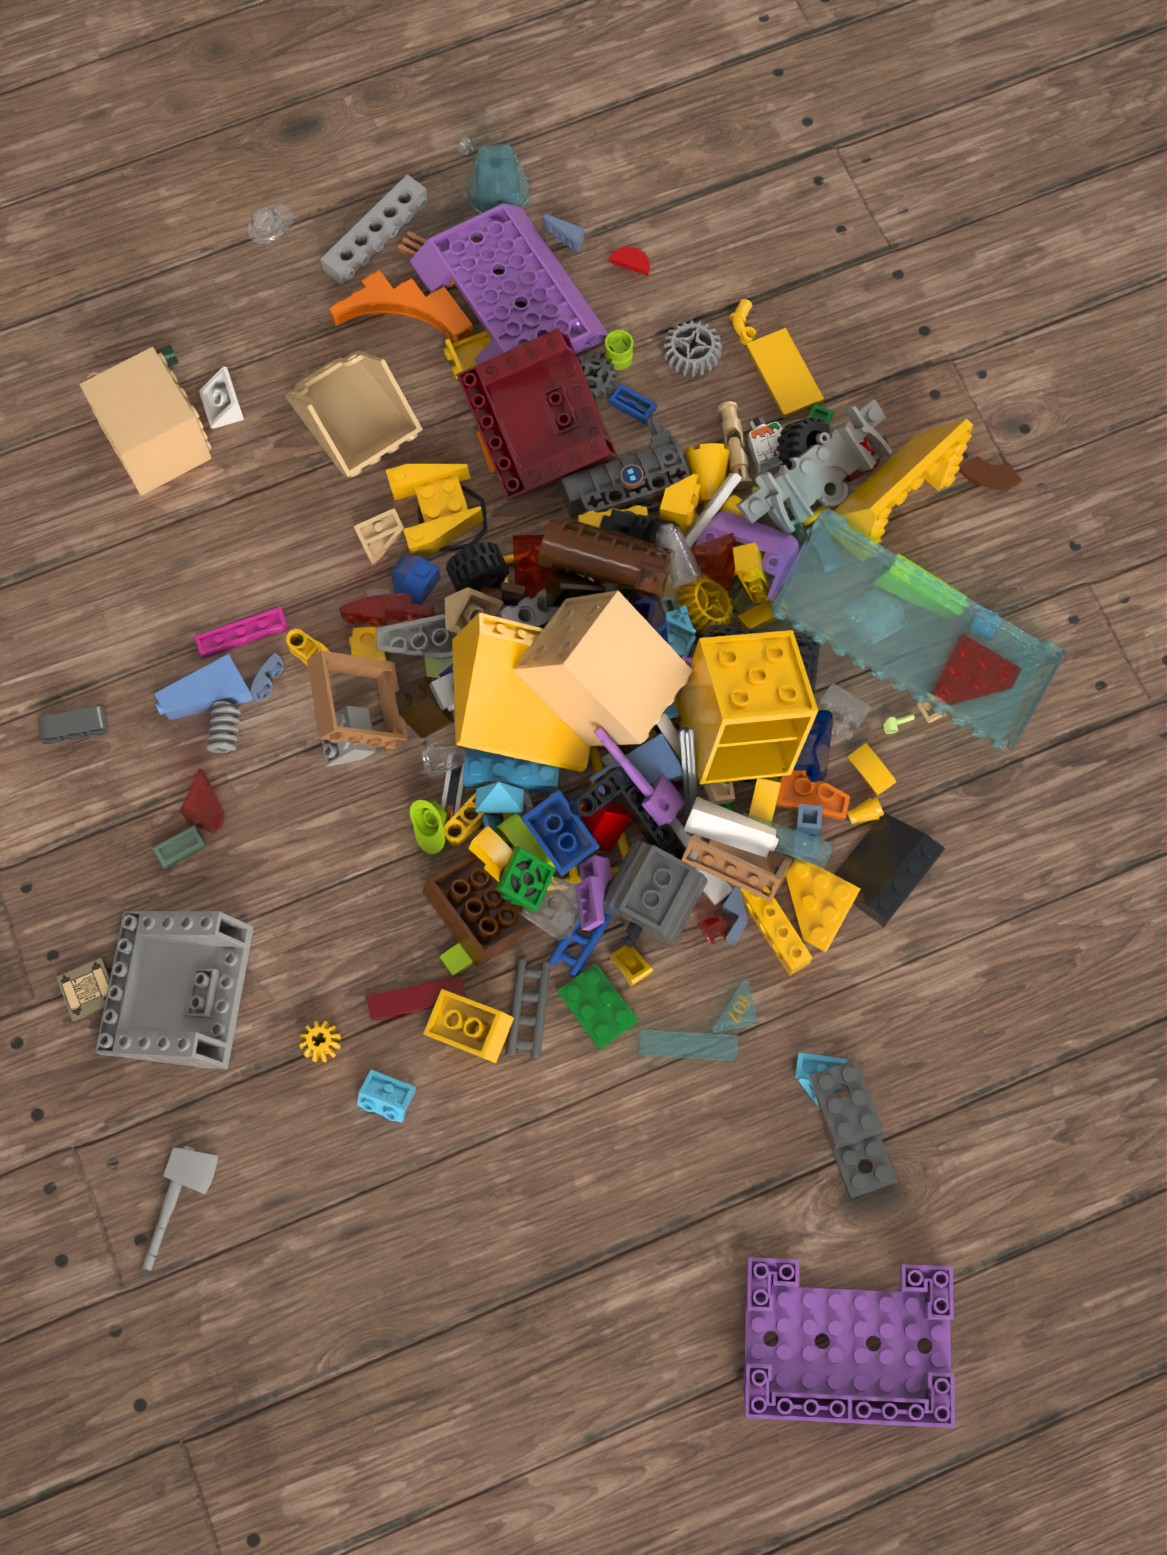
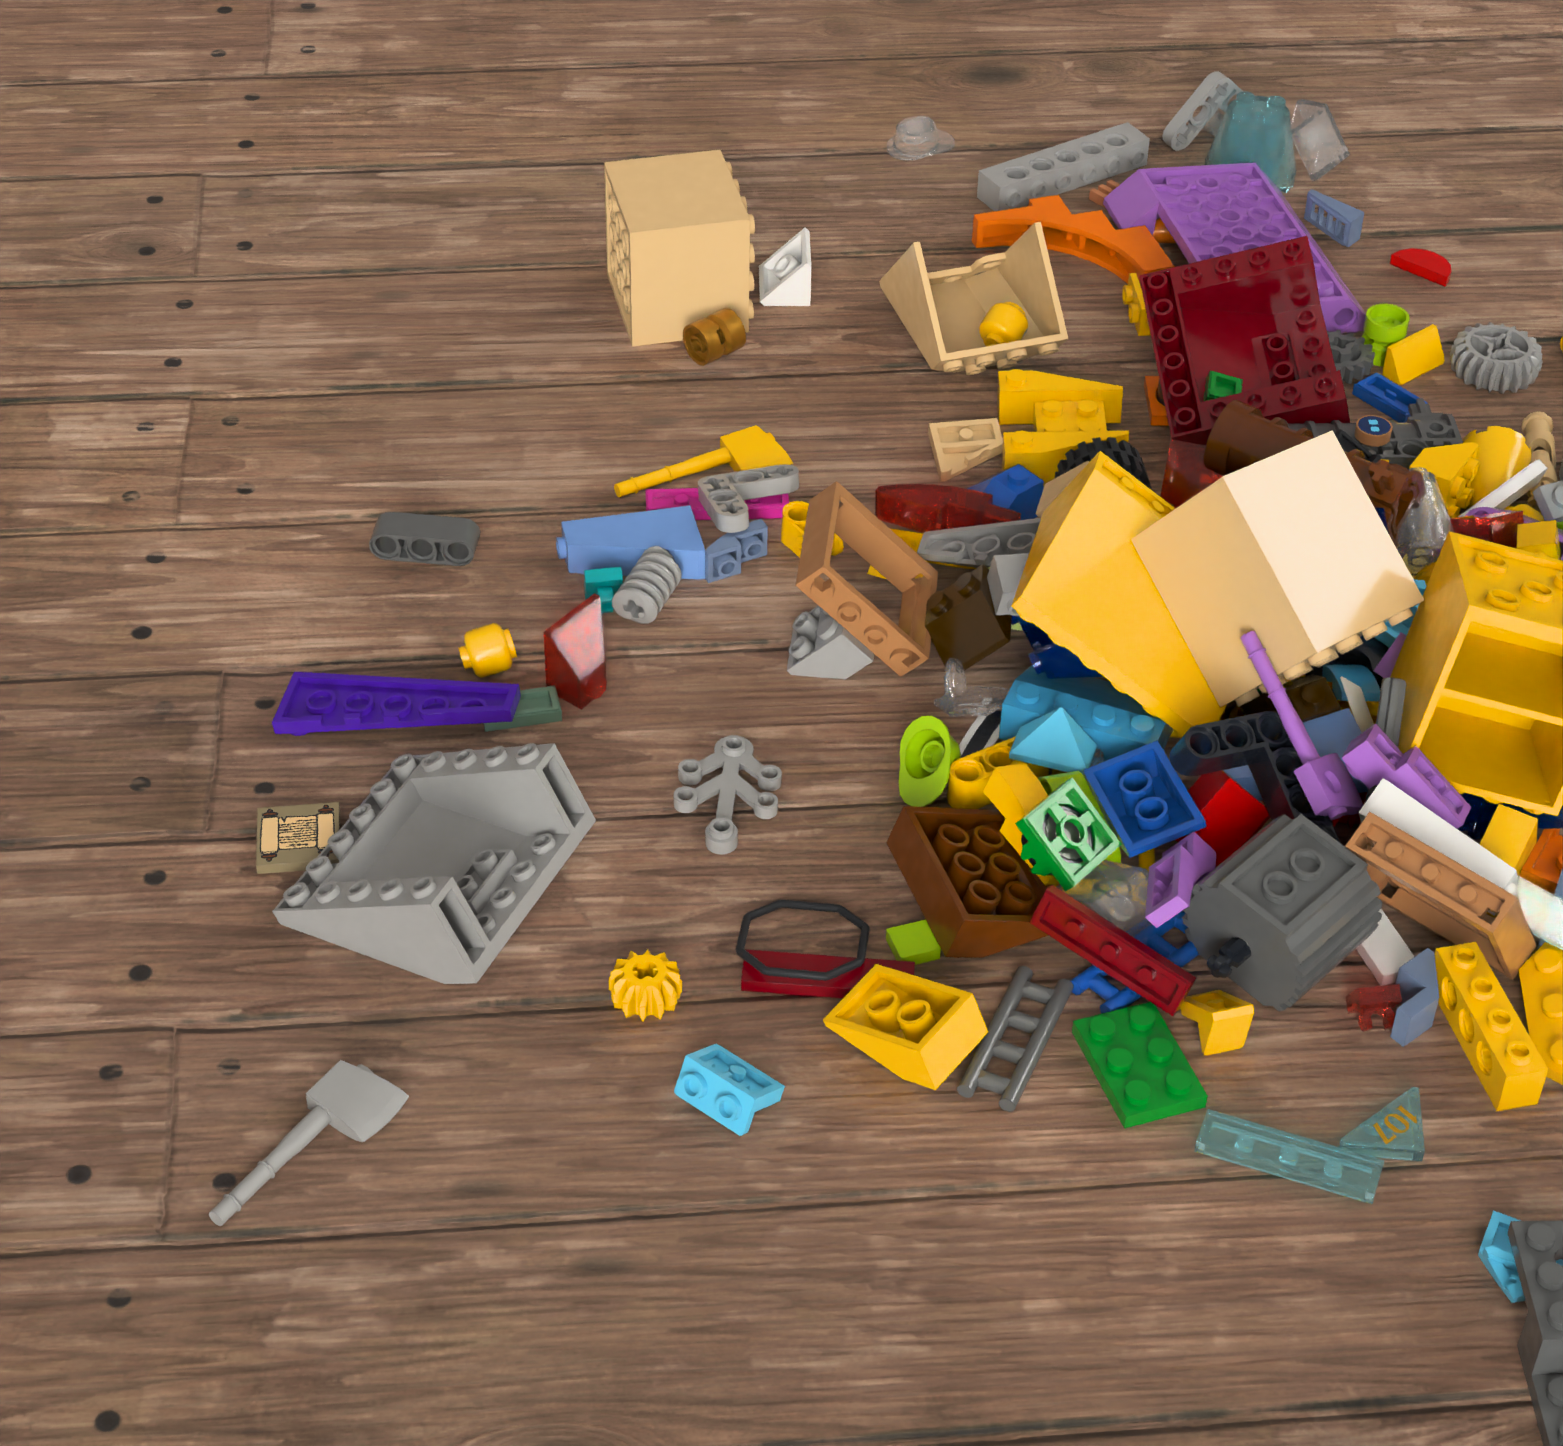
camera: 15 degrees right, 30 degrees down
(86, 878) = (378, 702): none -> dark purple wing
(145, 811) = (488, 650): none -> yellow head
(192, 482) = (714, 336): none -> pearl gold wheel
(196, 735) = (604, 583): none -> teal tile
(247, 579) = (741, 449): none -> yellow piece
(249, 629) = (725, 493): none -> light grey beam
(320, 873) = (733, 755): none -> light grey plant
(377, 421) = (1003, 324): none -> yellow head
(402, 1009) = (803, 974): none -> black piece
(462, 132) = (1217, 100): none -> light grey beam
(530, 448) = (1221, 385): none -> green tile
(536, 157) = (1317, 138): none -> clear slope
(567, 944) = (1112, 950): none -> dark red tile
(641, 361) = (1413, 356): none -> yellow slope
(704, 790) = (1377, 757): none -> medium lavender slope

